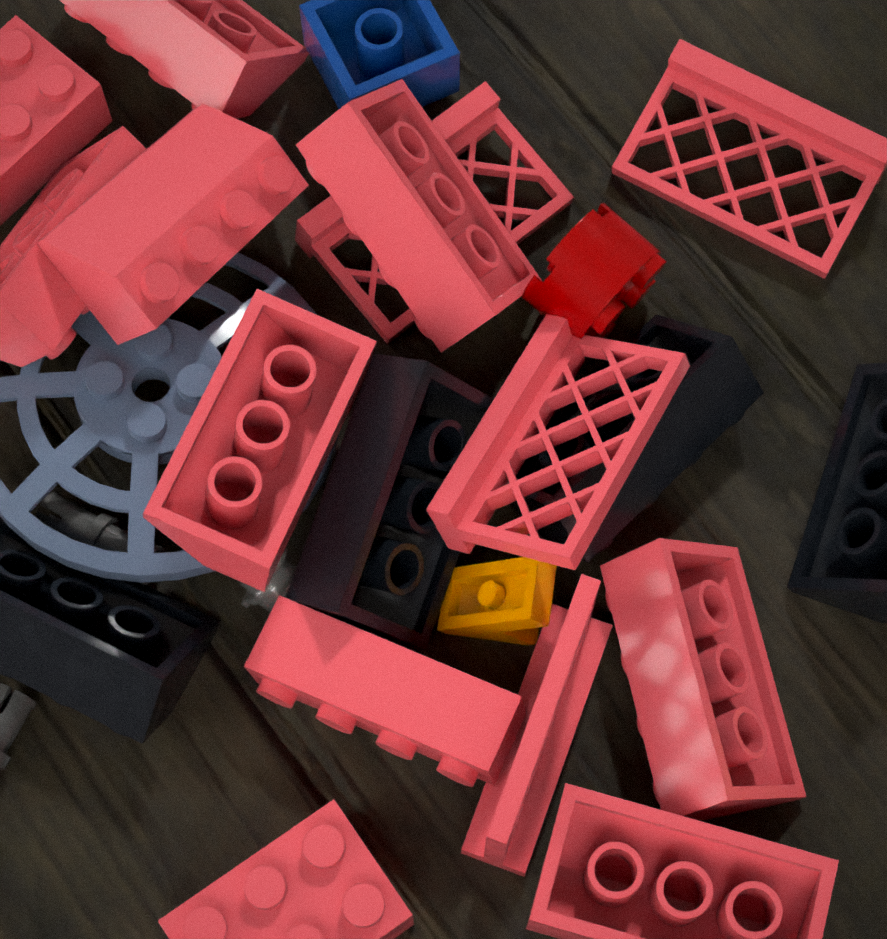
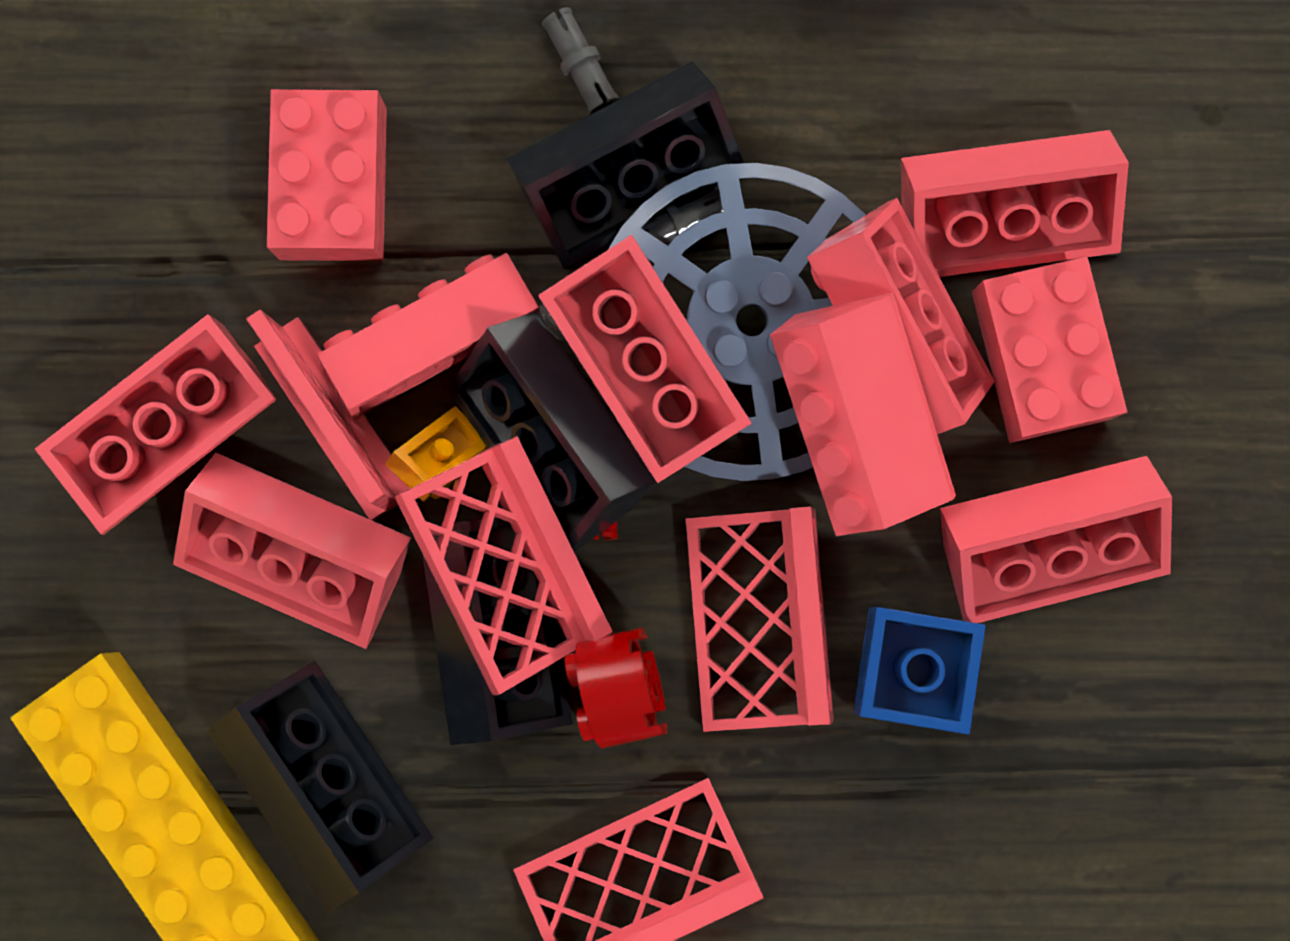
camera: 125 degrees right, 15 degrees up
(417, 212) = (751, 596): coral slope -> none

